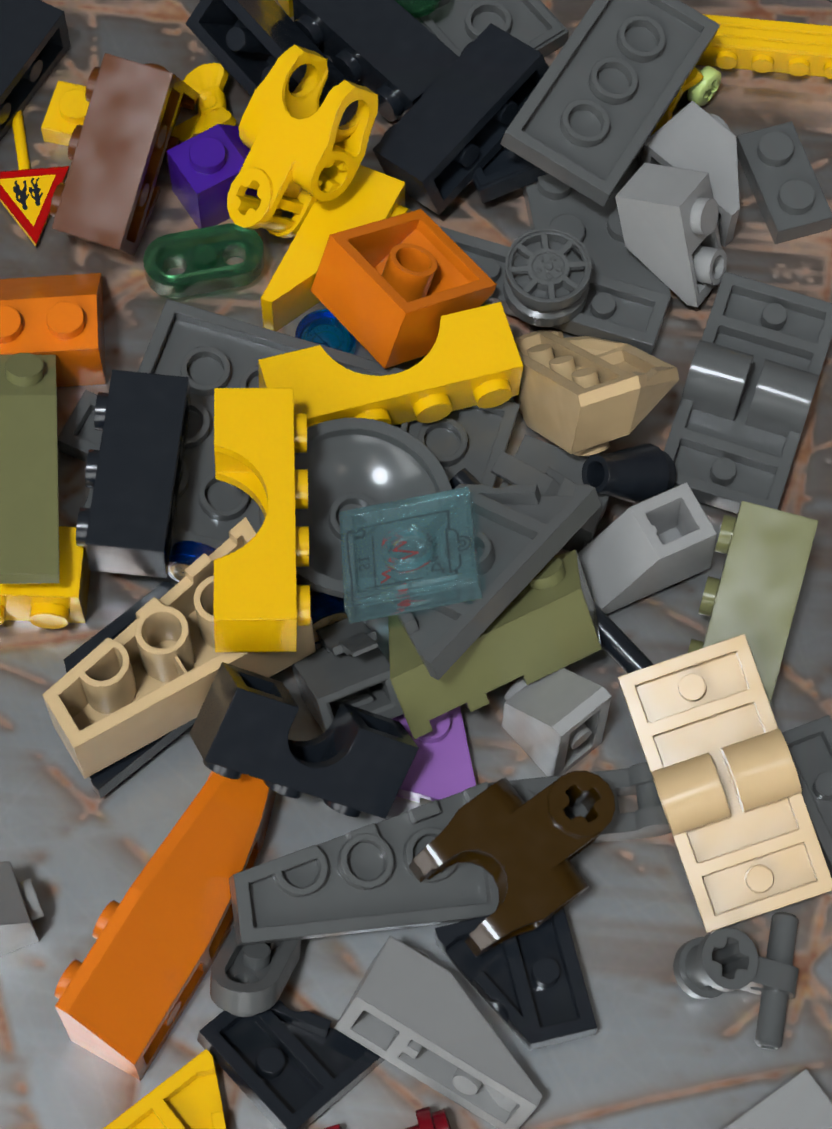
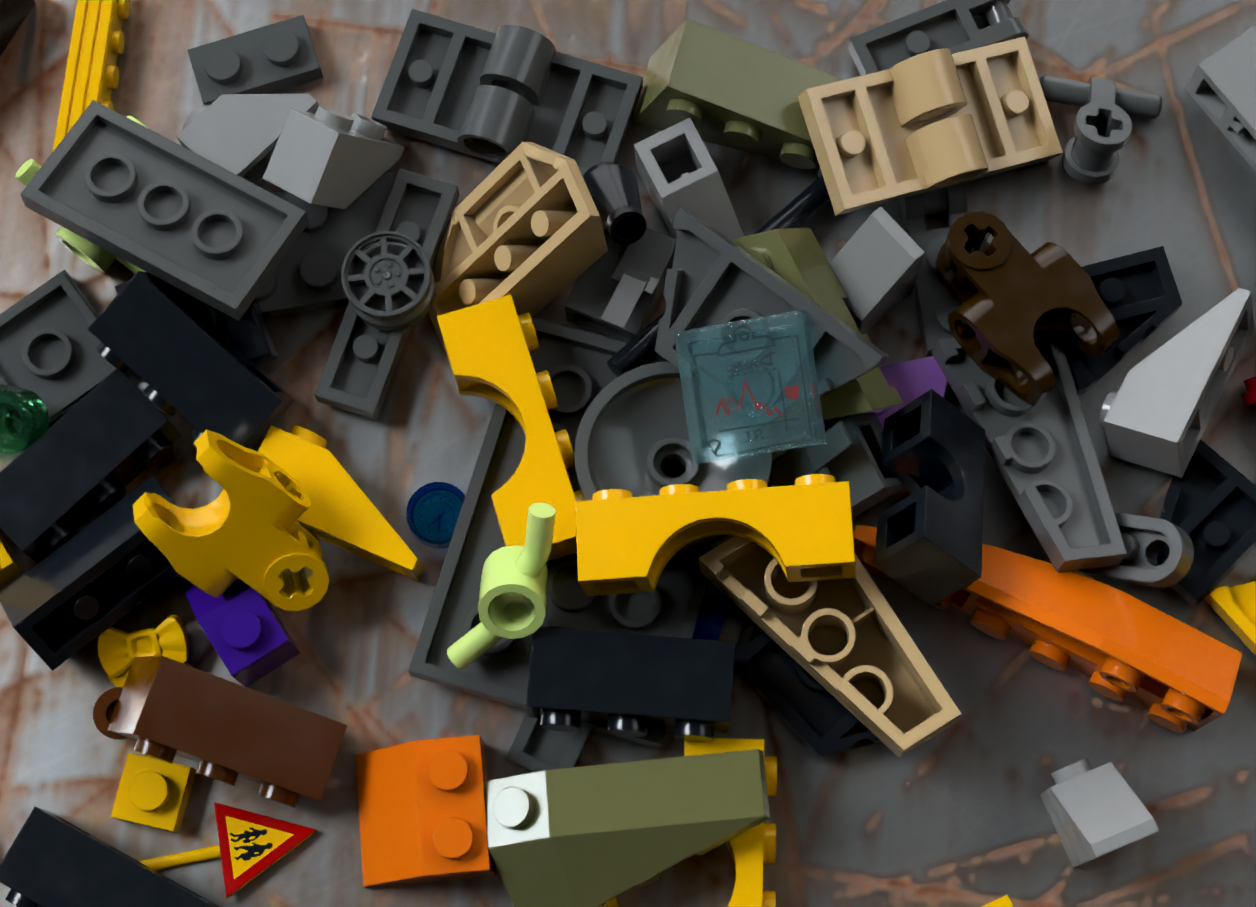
camera: 85 degrees left, 10 degrees up
(203, 258) = (347, 644): clear green plate -> none
(222, 356) = (511, 590): none -> yellowish green piece
(396, 282) = (396, 427): orange slope -> none

